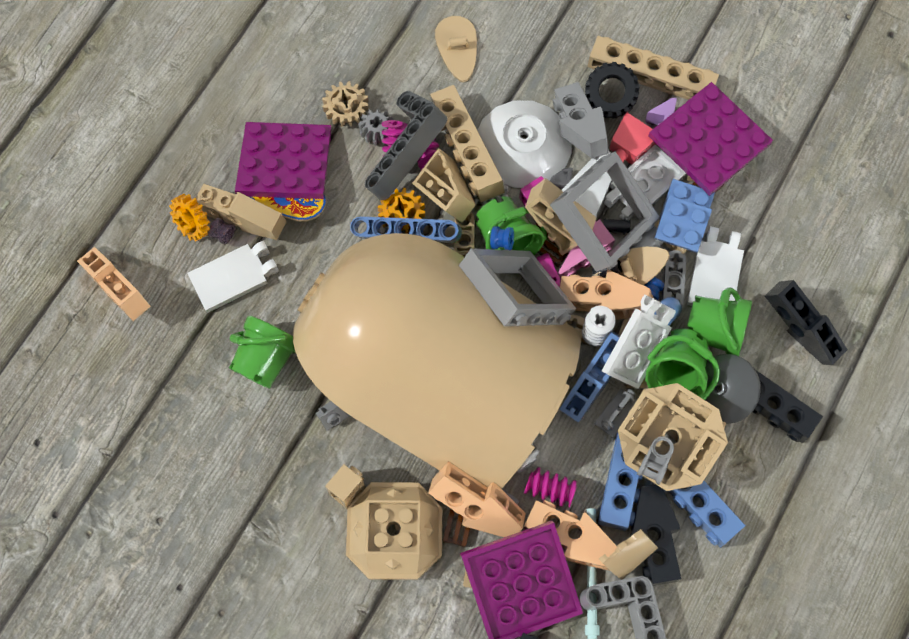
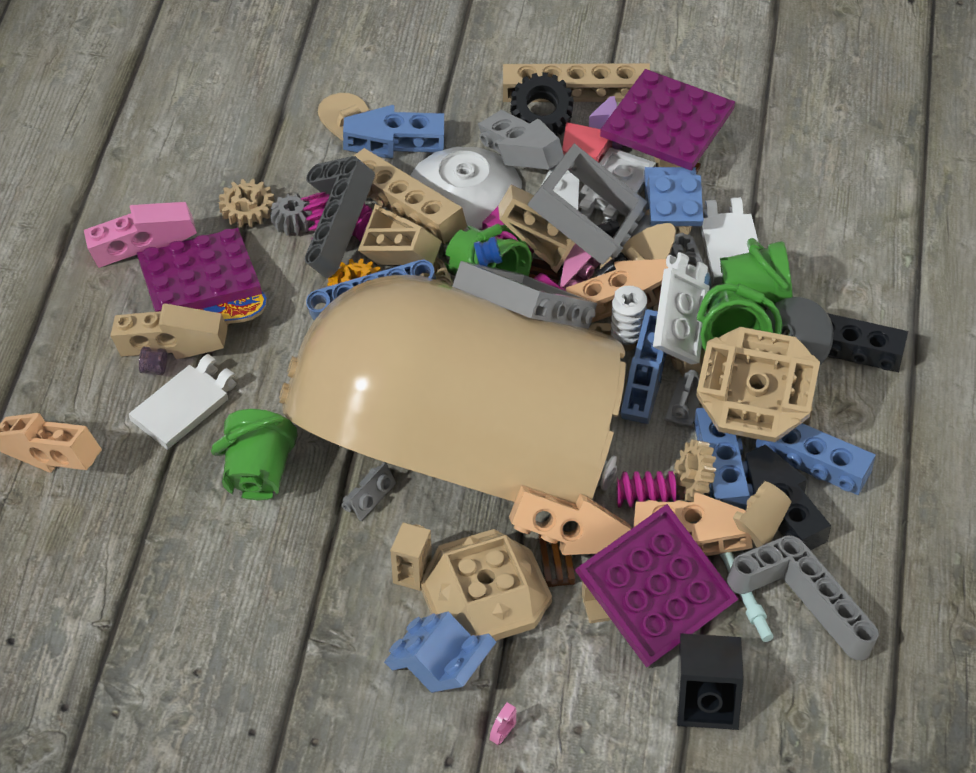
camera: 20 degrees left, 20 degrees down
(189, 217) = (111, 352): light orange gear -> none
(251, 107) = (143, 228): none -> bright pink brick
(335, 580) = (439, 652): none -> medium blue bracket
(467, 68) = (389, 131): none -> medium blue brick
(593, 489) = (694, 469): none -> tan gear
(656, 461) = (752, 407): light grey piece -> none
(805, 323) = (852, 257): black brick -> none

